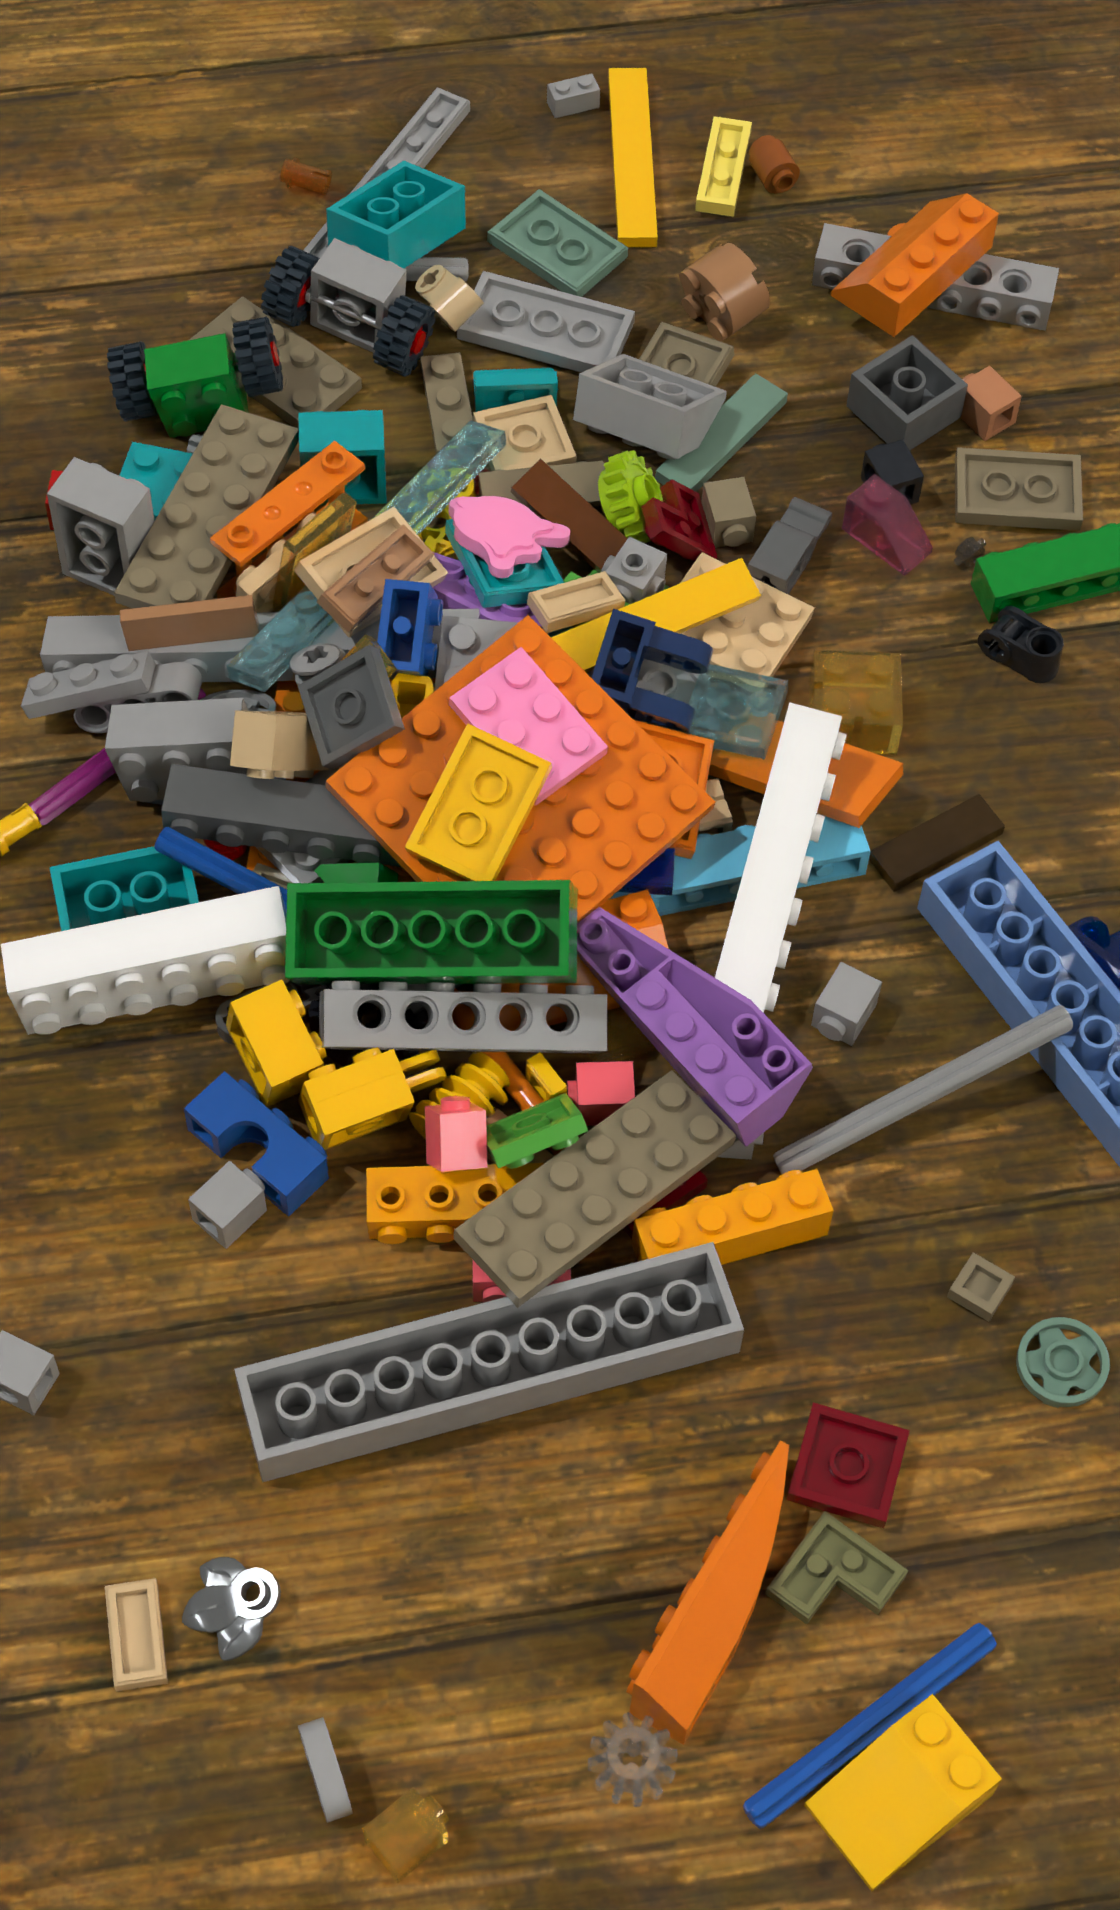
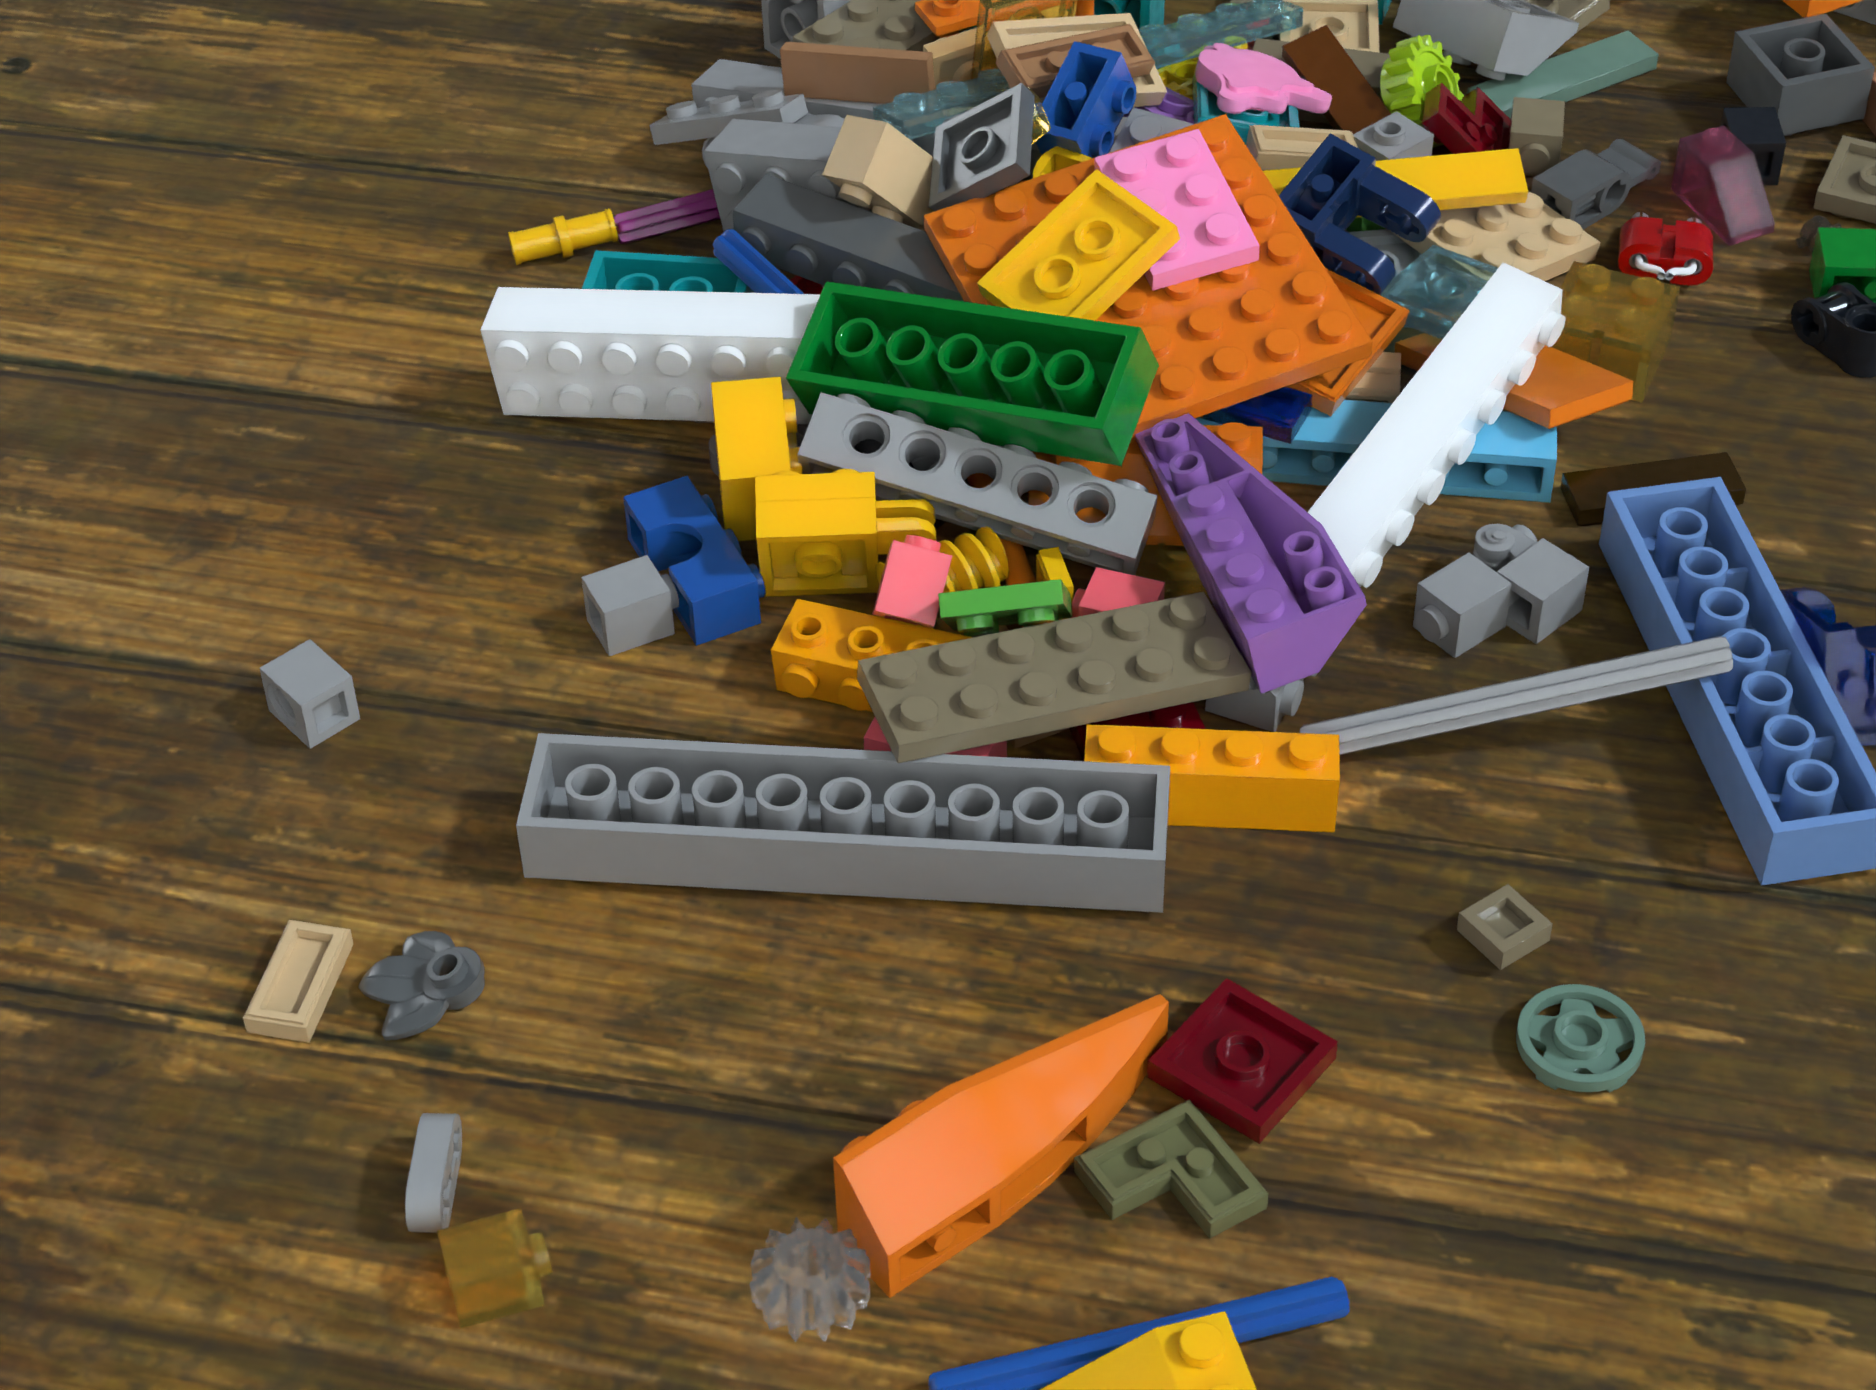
camera: 25 degrees right, 15 degrees down
(866, 604) = (1670, 252): none -> red piece
(891, 959) = (1544, 579): none -> light grey brick

